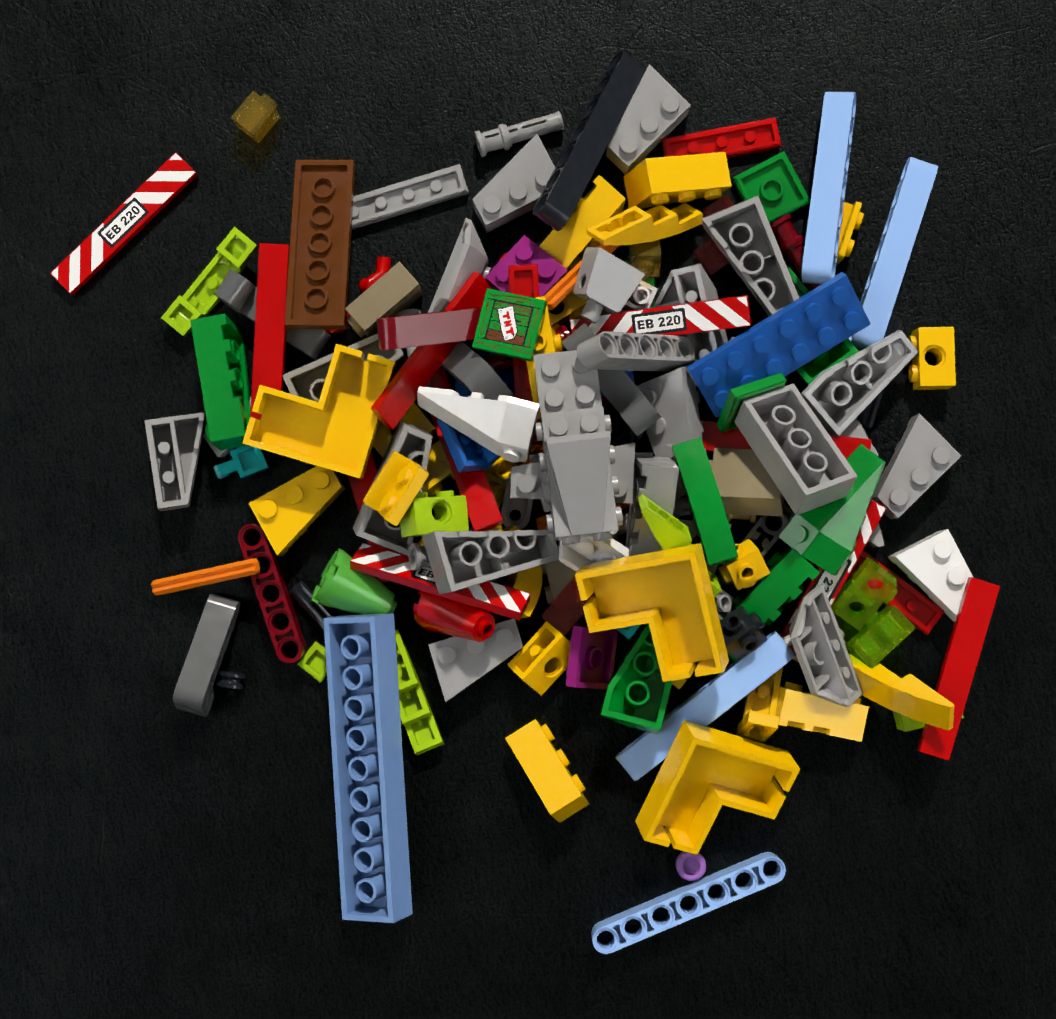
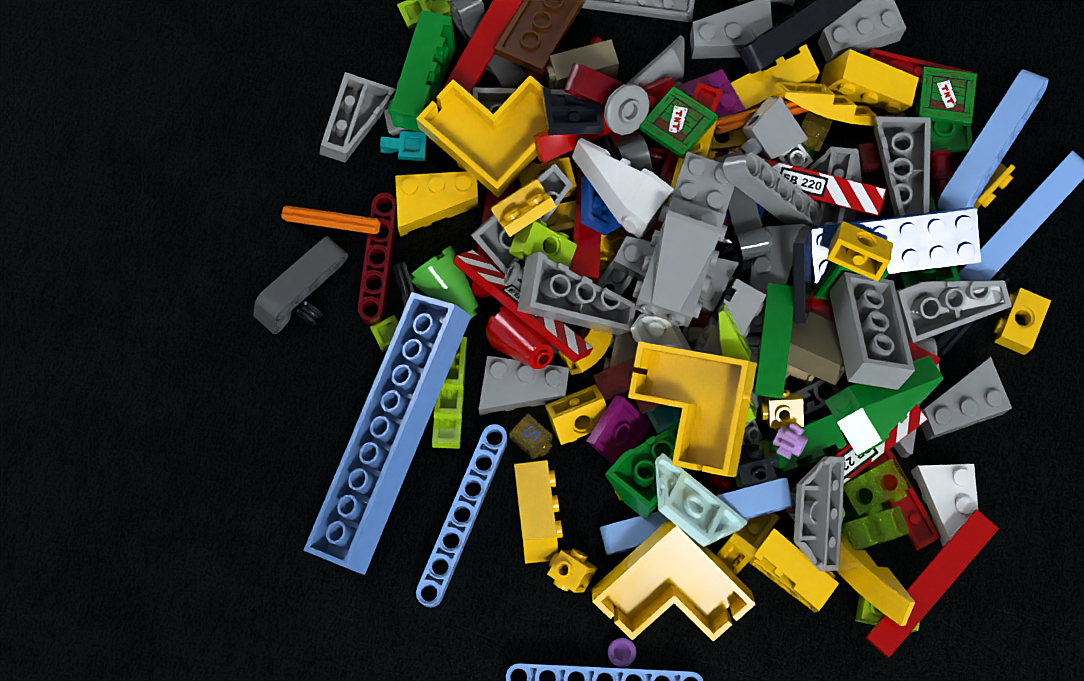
camera: 25 degrees right, 10 degrees down
(398, 370) = (570, 115): none -> black wing
(452, 338) = (626, 109): none -> light grey wheel
(481, 823) = (462, 501): none -> light blue beam
(509, 700) = (531, 437): none -> clear yellow brick
(608, 813) = (571, 570): none -> yellow brick
(700, 708) = (693, 505): none -> light aqua wing
(702, 421) = (802, 275): none -> black tile
(750, 374) = (860, 251): none -> yellow brick
(761, 157) = (947, 96): none -> green tile
(764, 596) = (790, 441): none -> lavender gear

